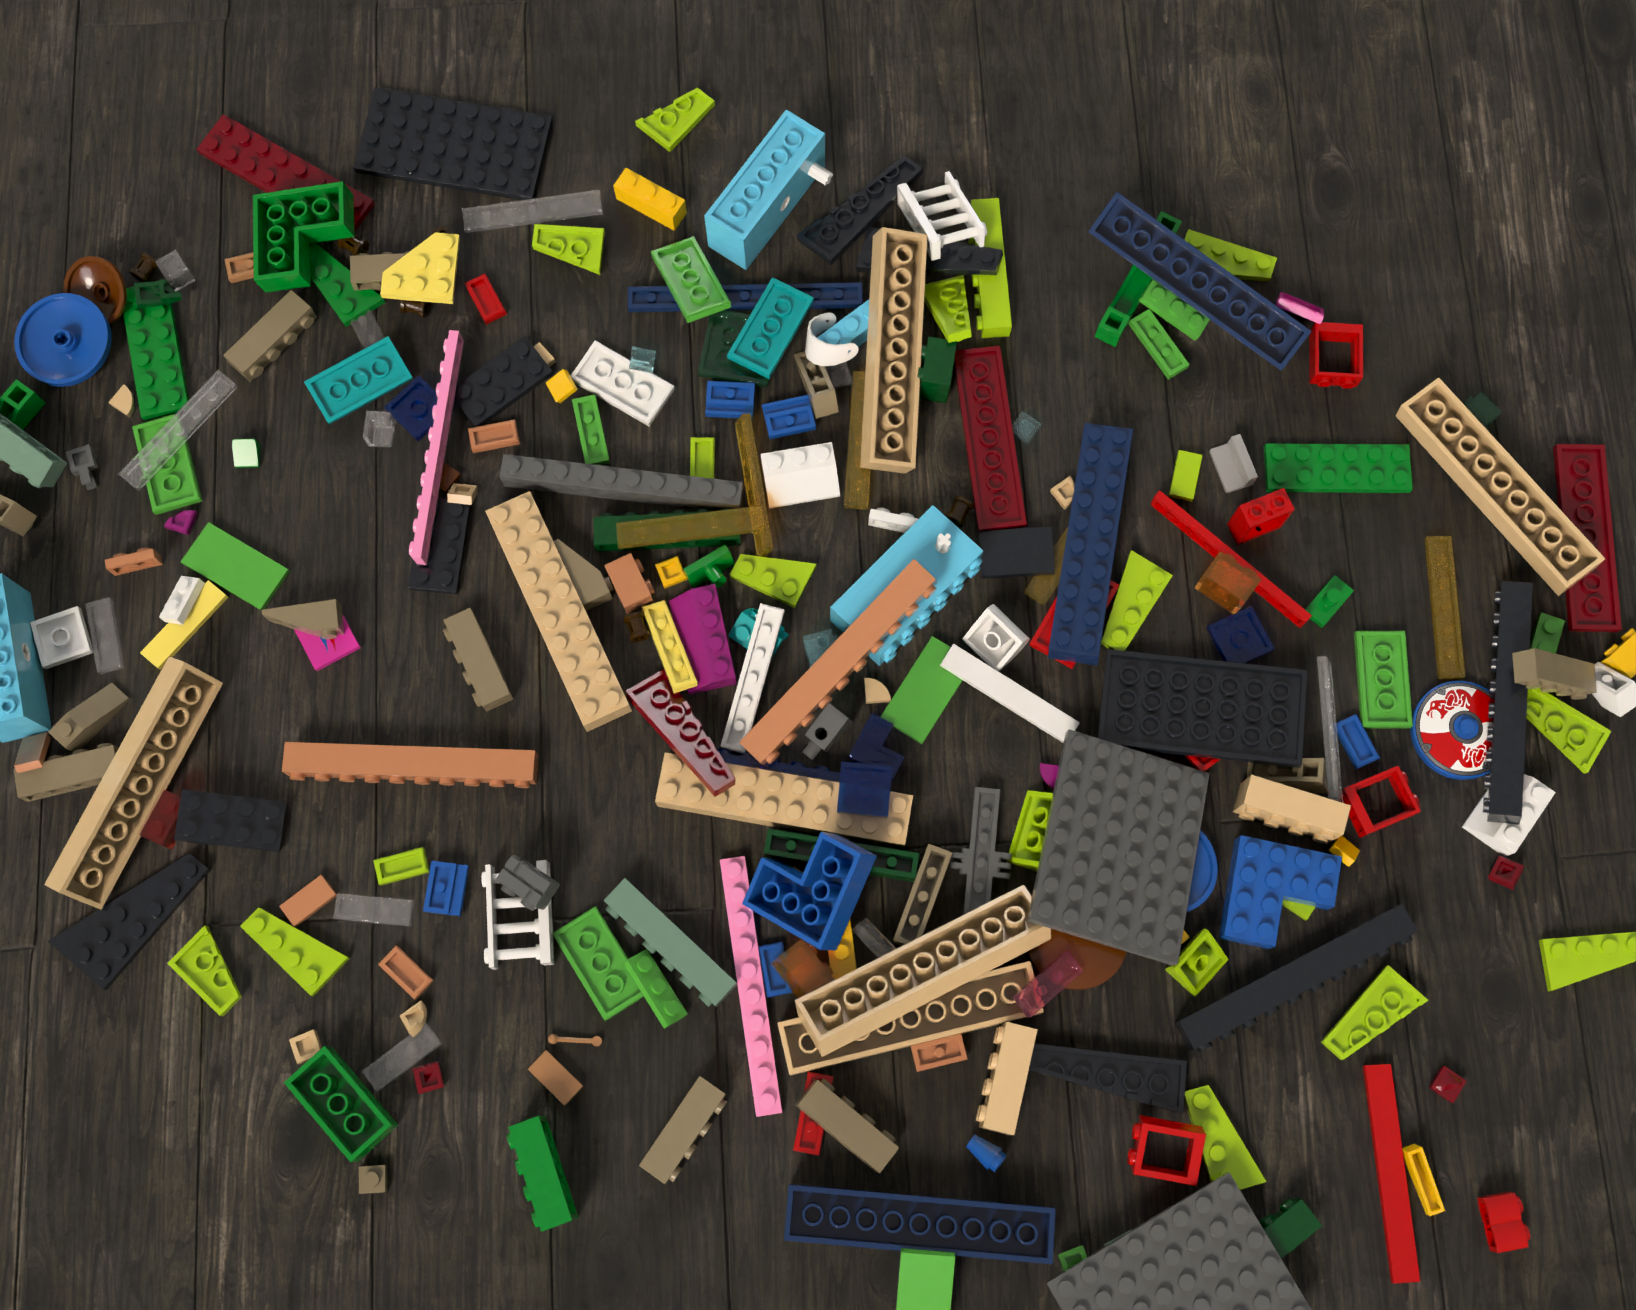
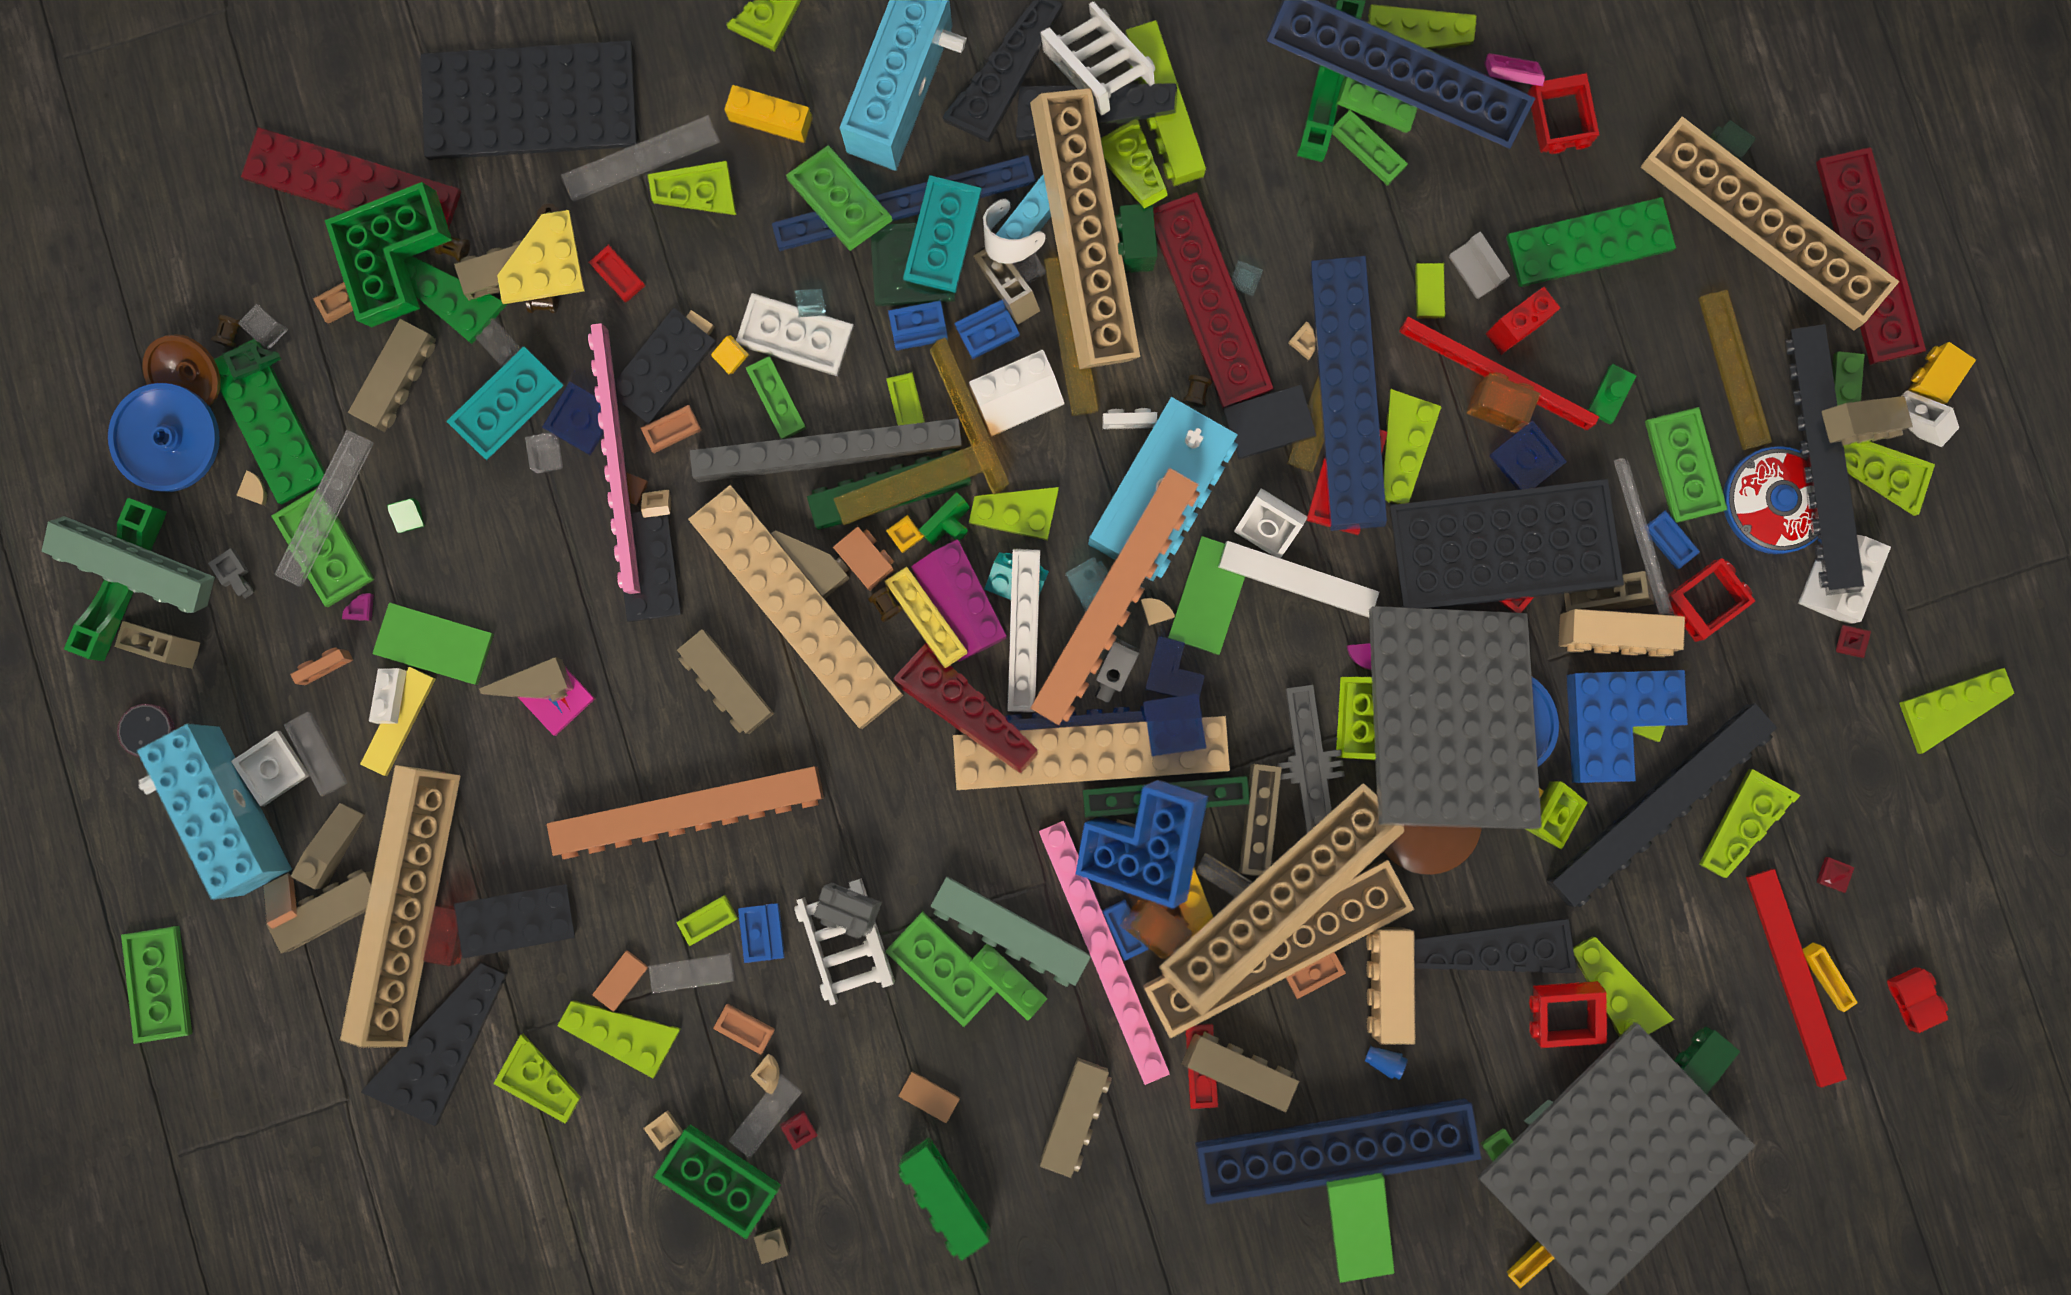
camera: 15 degrees left, 10 degrees up
(596, 1041) = (960, 1049): medium nougat hinge -> none
(1047, 984) = (1411, 879): clear pink tile -> none
(1345, 849) = (1684, 660): yellow tile -> none

